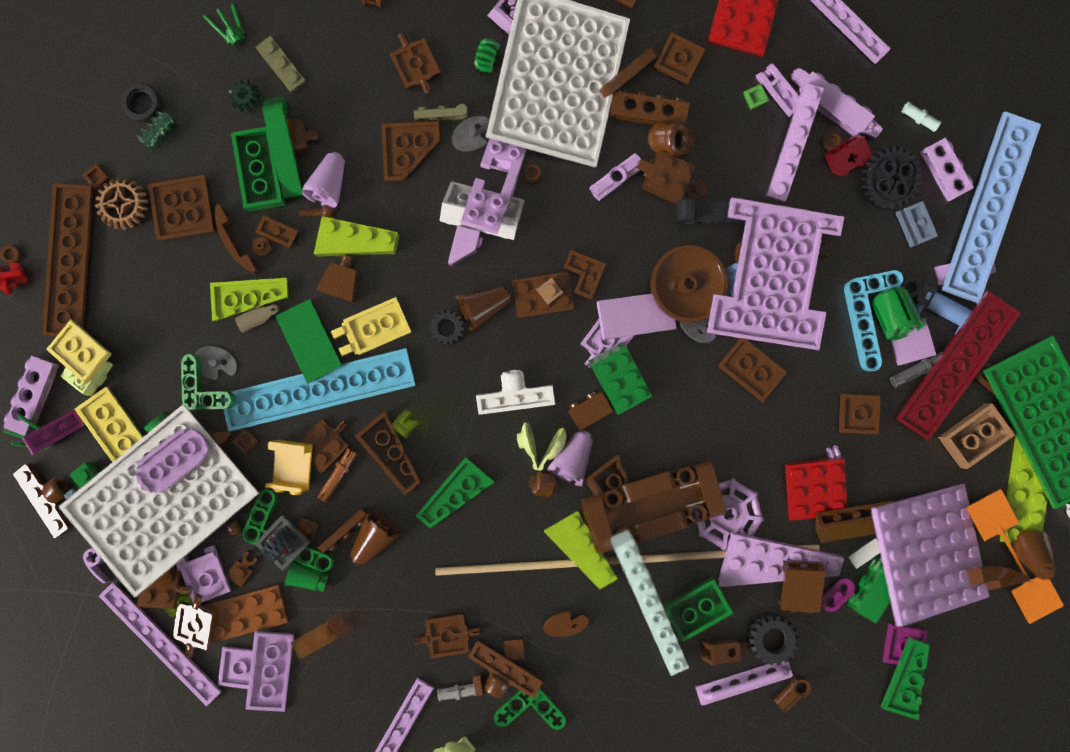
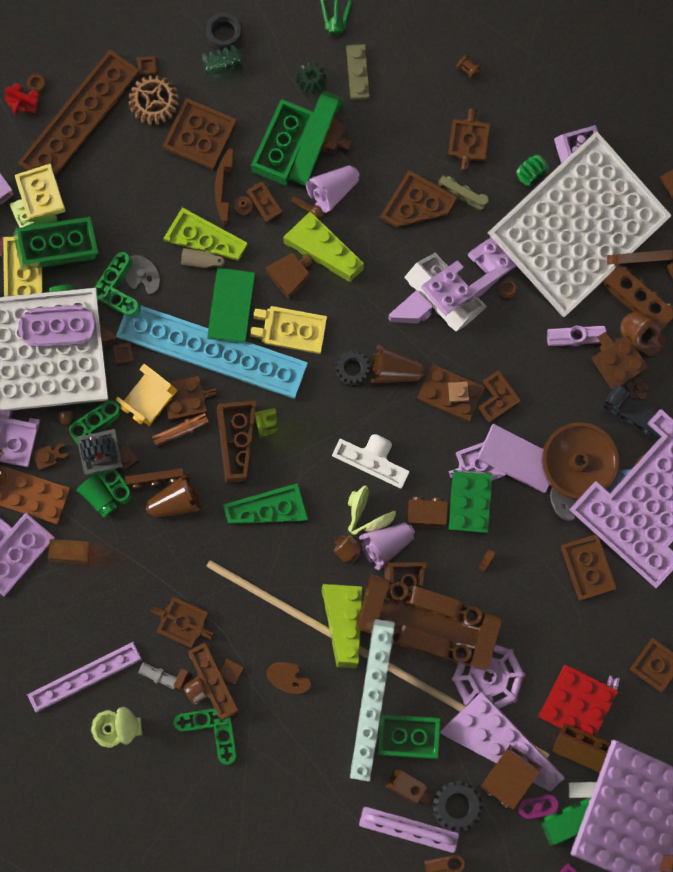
camera: 30 degrees right, 10 degrees down
(122, 387) = (55, 243): none -> green brick
(467, 137) = (472, 225): flat silver piece -> none
(664, 418) = (486, 561): none -> reddish brown tile

